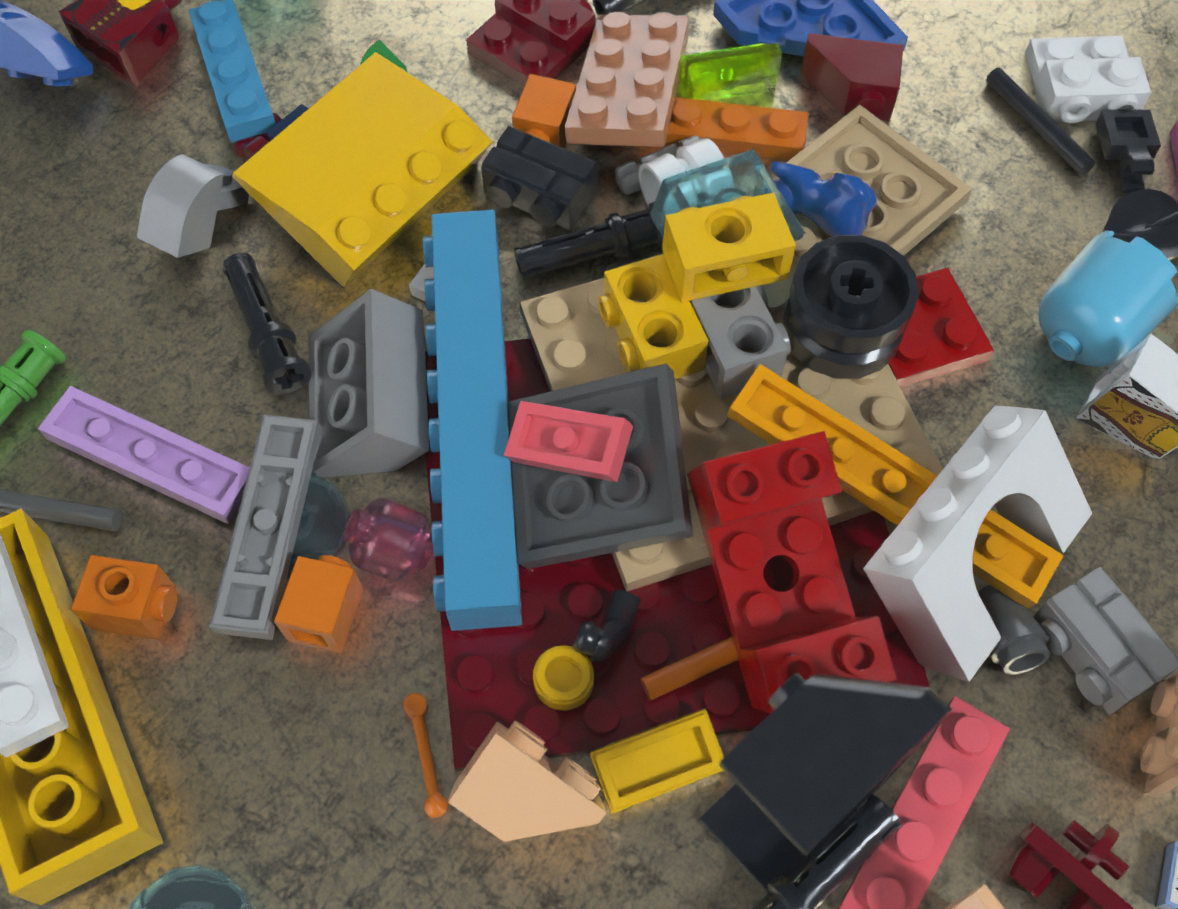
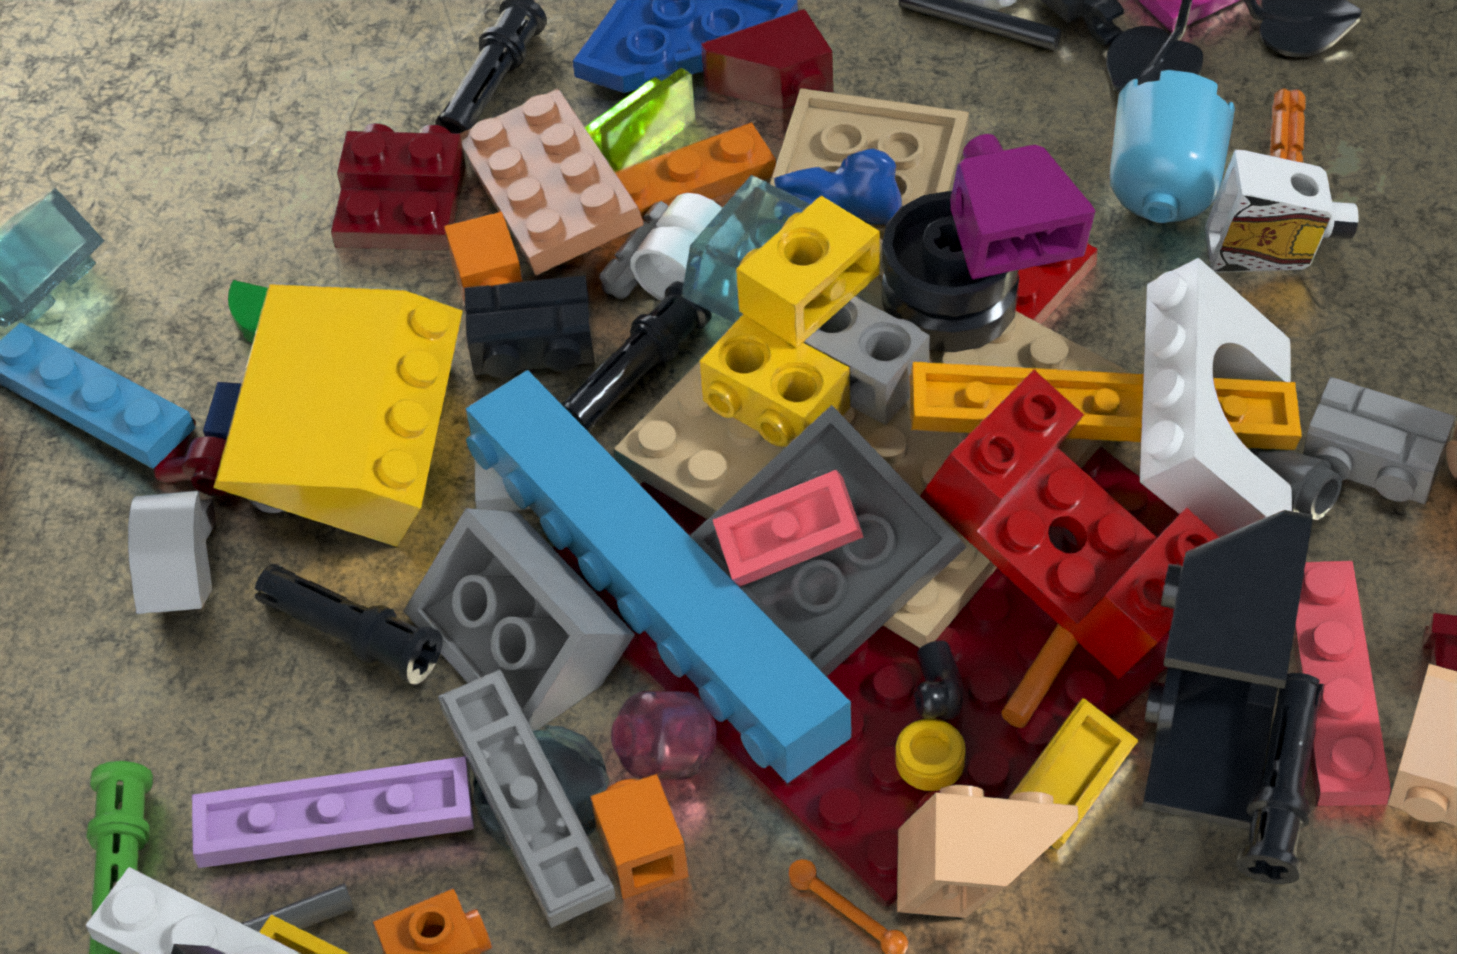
camera: 30 degrees left, 10 degrees down
(920, 286) = (1016, 208): none -> magenta torso

